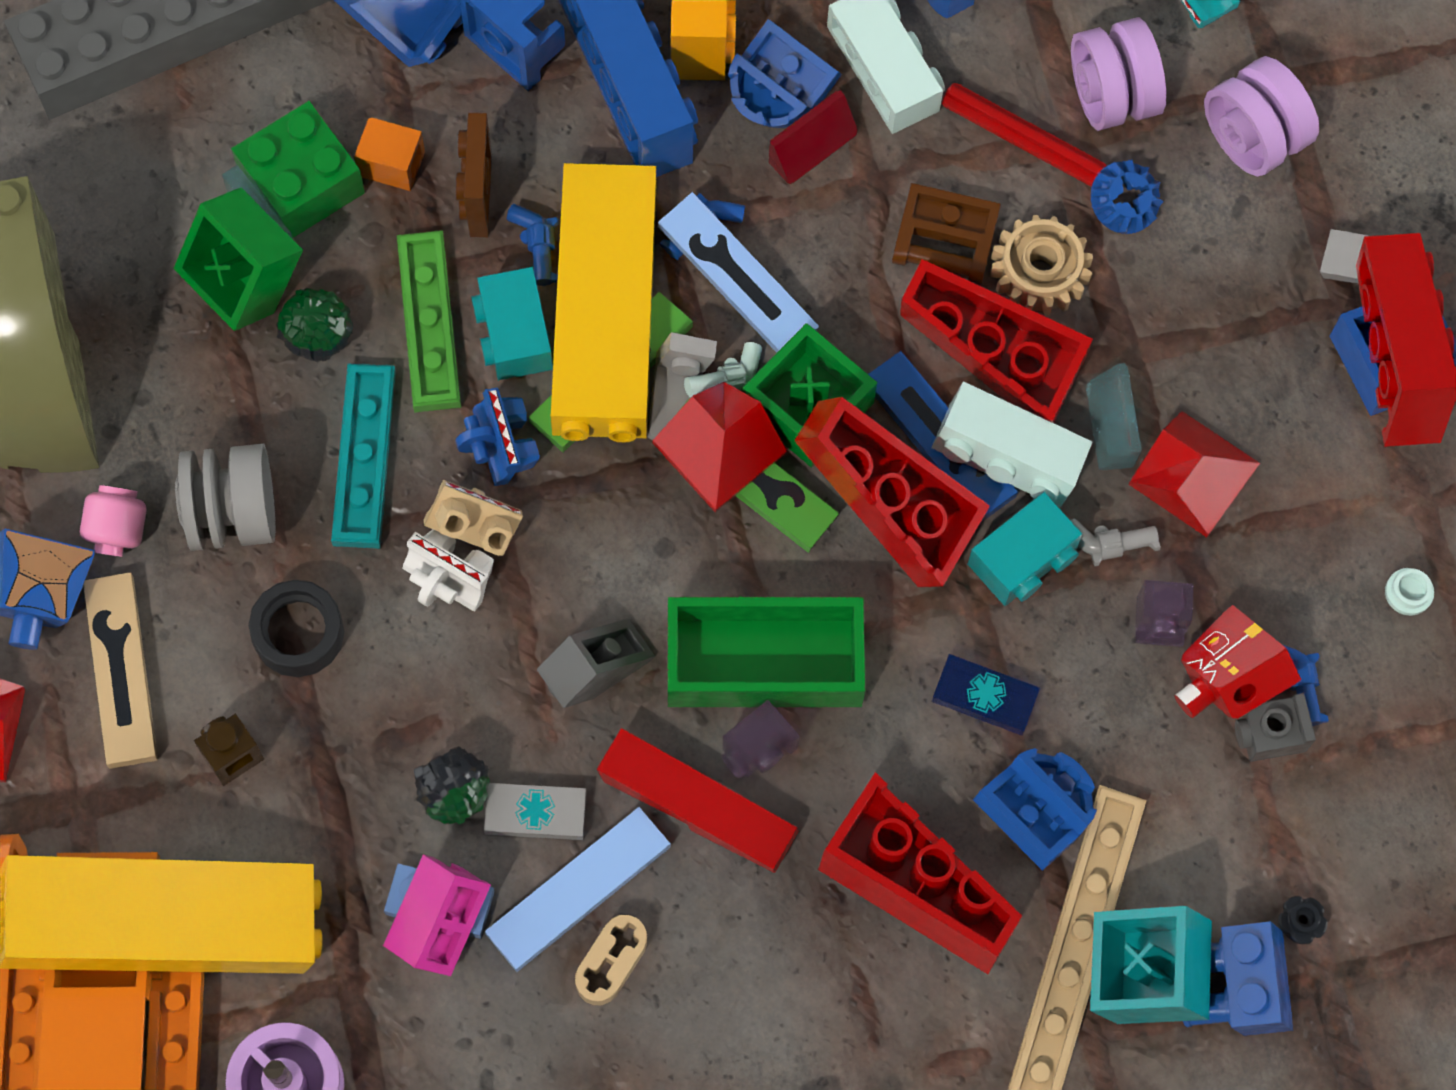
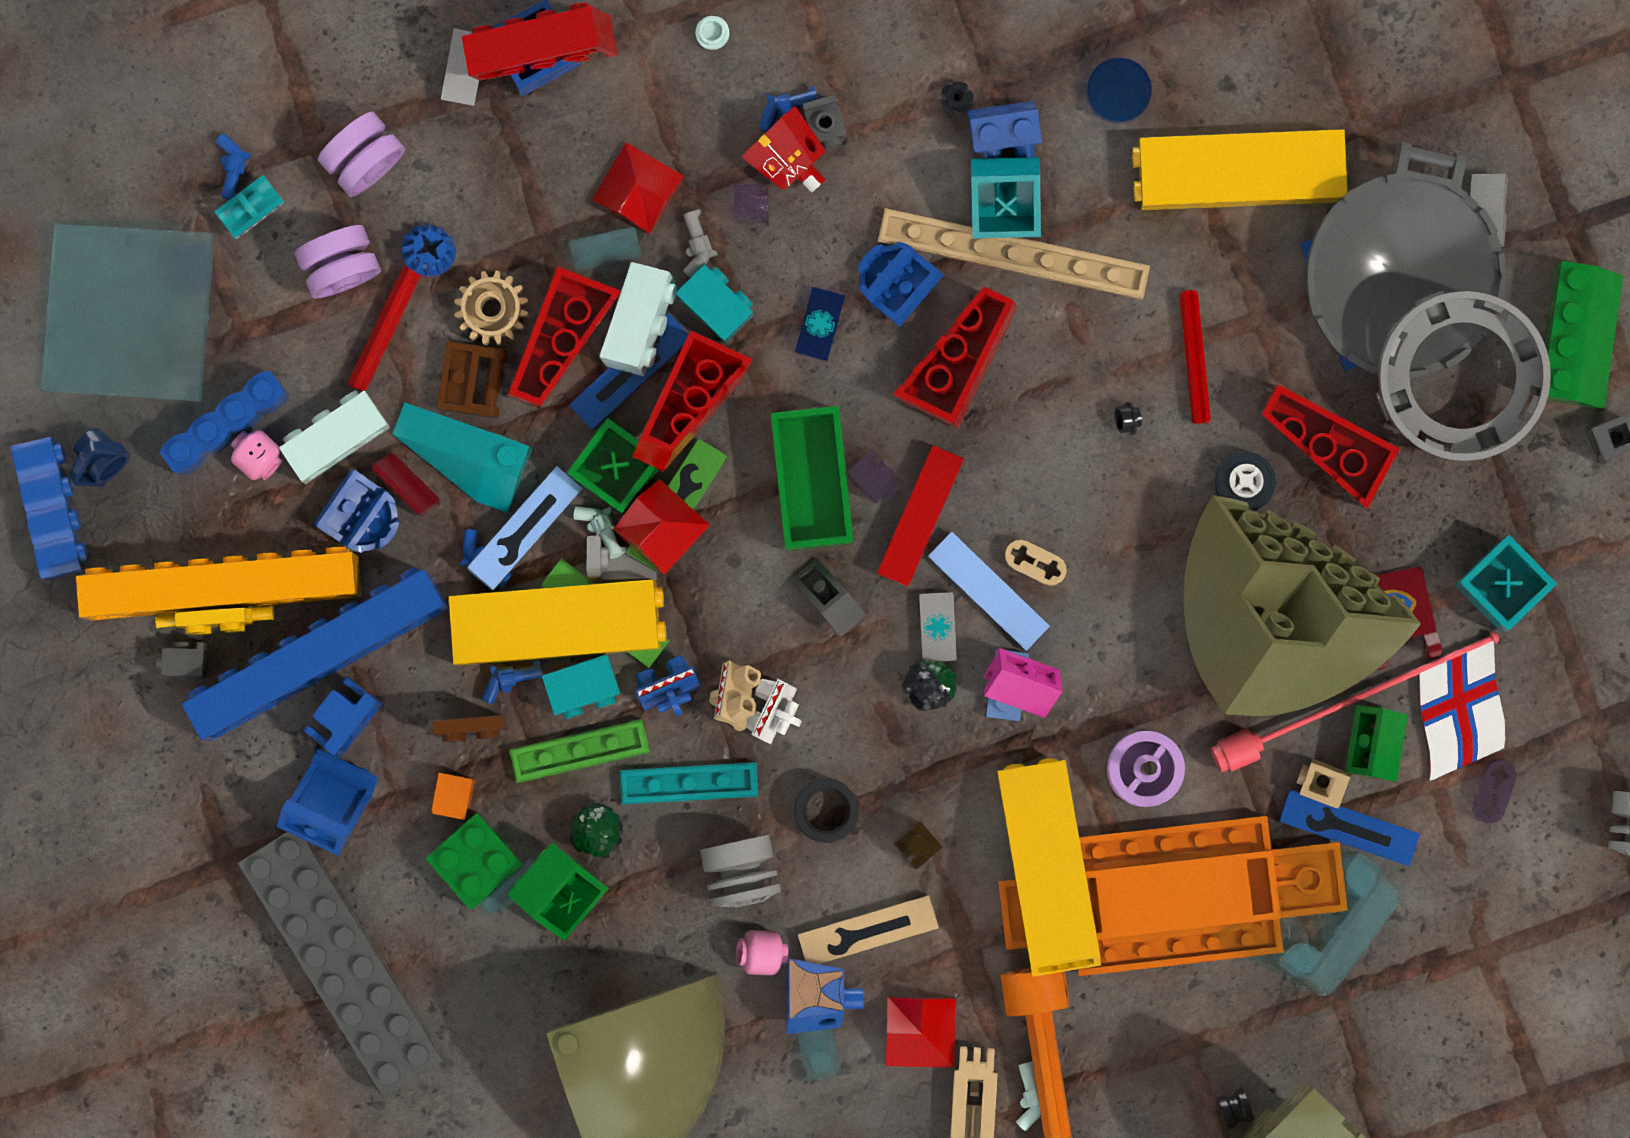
camera: 90 degrees left, 15 degrees up
(840, 226) = (470, 457): none -> teal wedge

